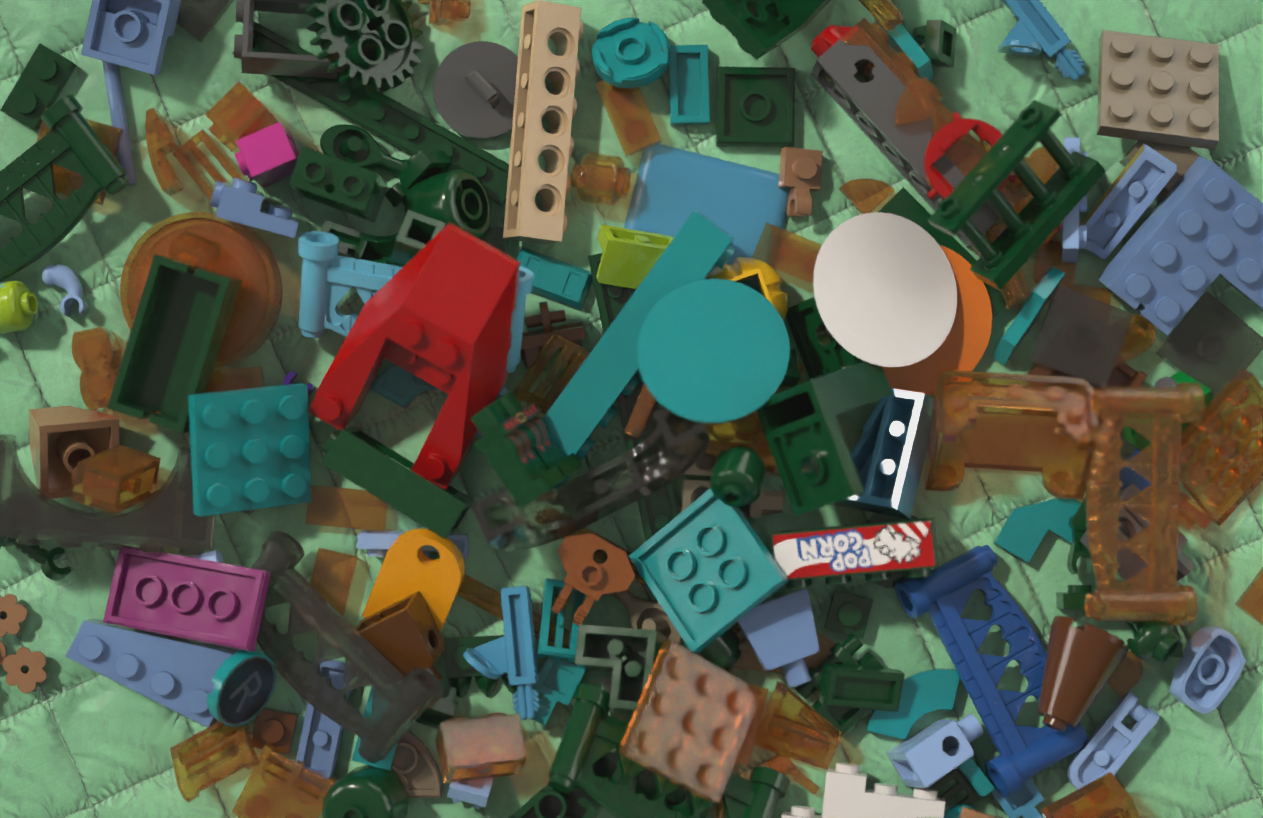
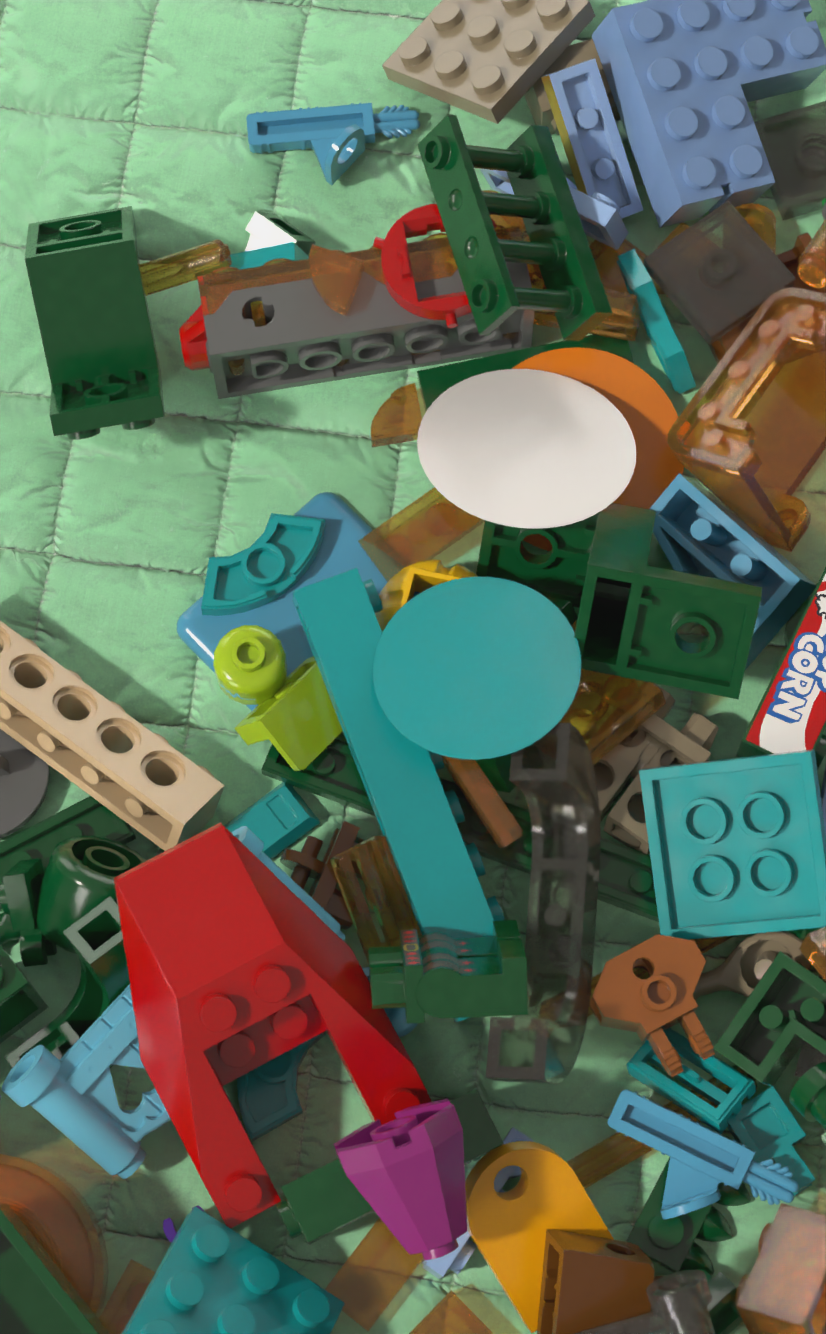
camera: 55 degrees left, 15 degrees down
(389, 498) = (412, 1175): none -> magenta cone
(601, 179) = (180, 697): clear orange head -> none
(629, 117) = (123, 621): clear orange plate -> none
(630, 53) = (56, 574): teal tile -> none
(644, 209) = (250, 664): none -> lime head
(689, 85) = (138, 536): teal tile -> none
(715, 176) = (265, 568): none -> teal tile
(737, 476) = (647, 736): dark green head -> none
(755, 106) = (214, 479): dark green tile -> none
(800, 173) = (330, 473): medium nougat plate -> none

